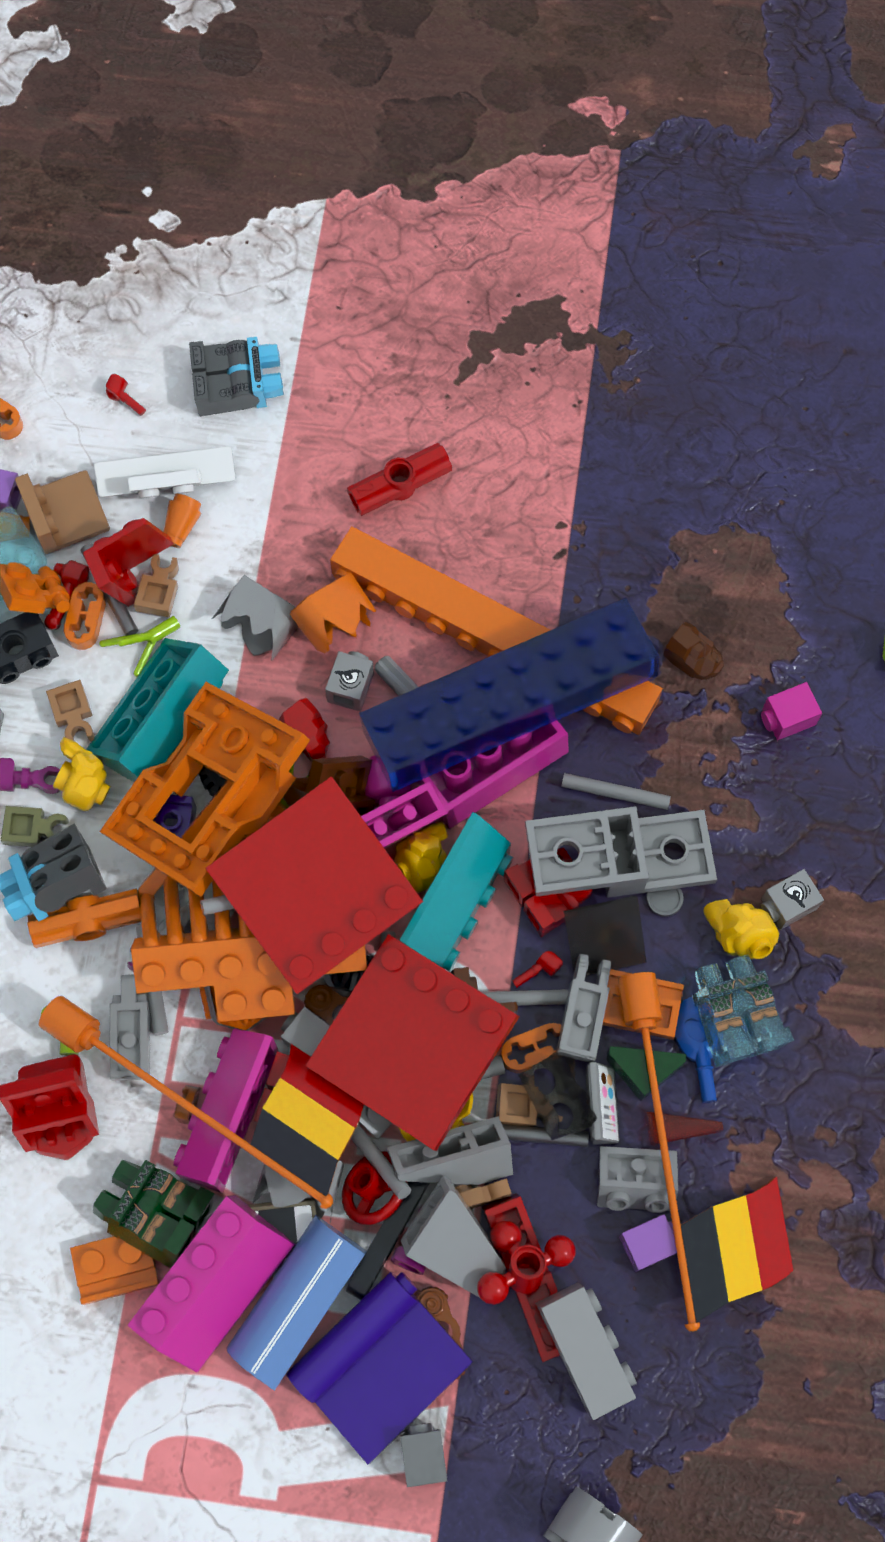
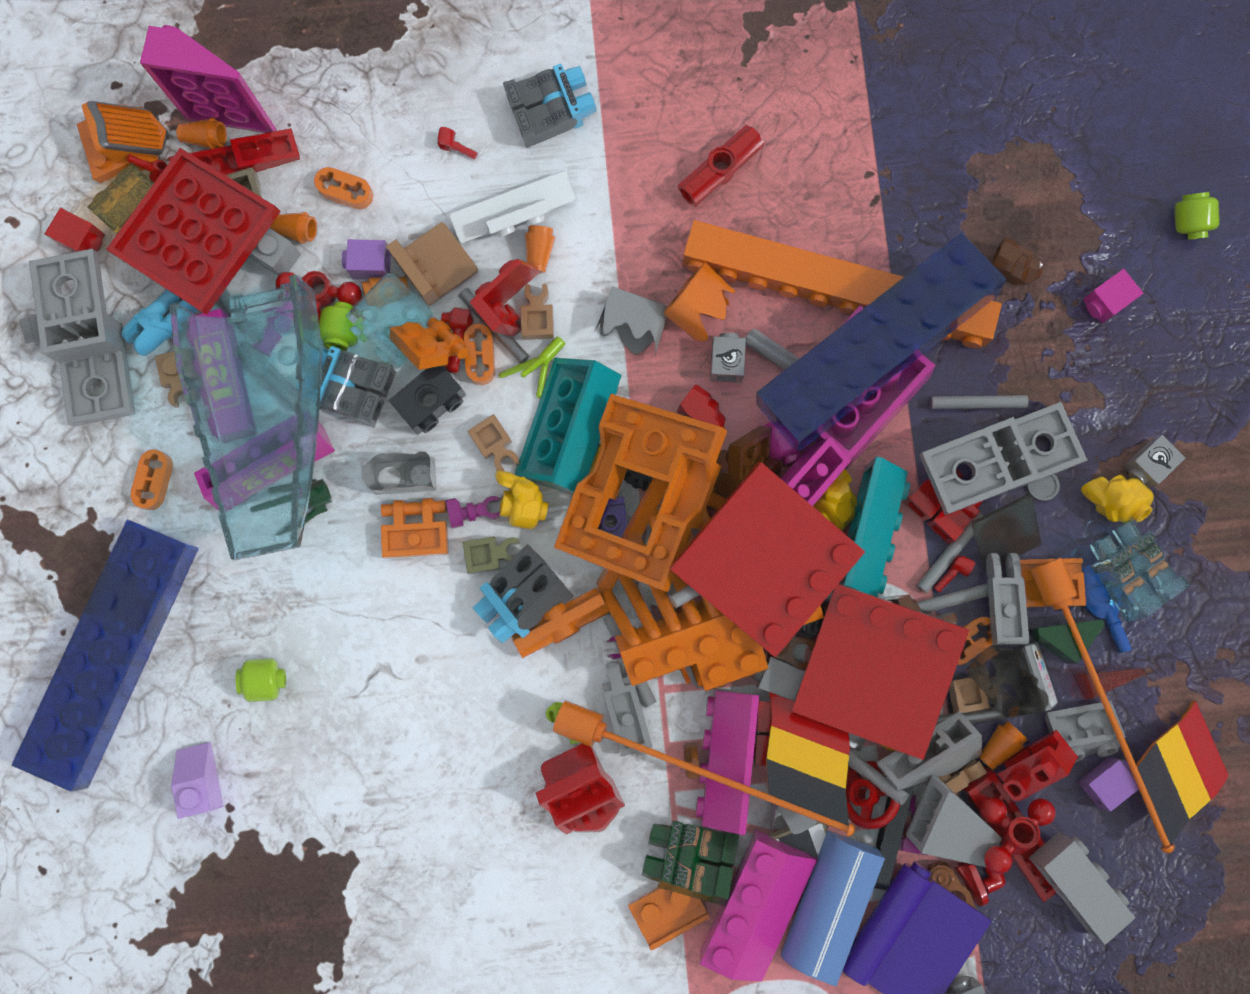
camera: 10 degrees left, 10 degrees up
(492, 1324) = (978, 887): none -> red piece
(531, 954) = (946, 558): none -> light grey bar
(541, 1171) = (1002, 745): none -> orange cone
(567, 1197) = (1037, 766): none -> red hips

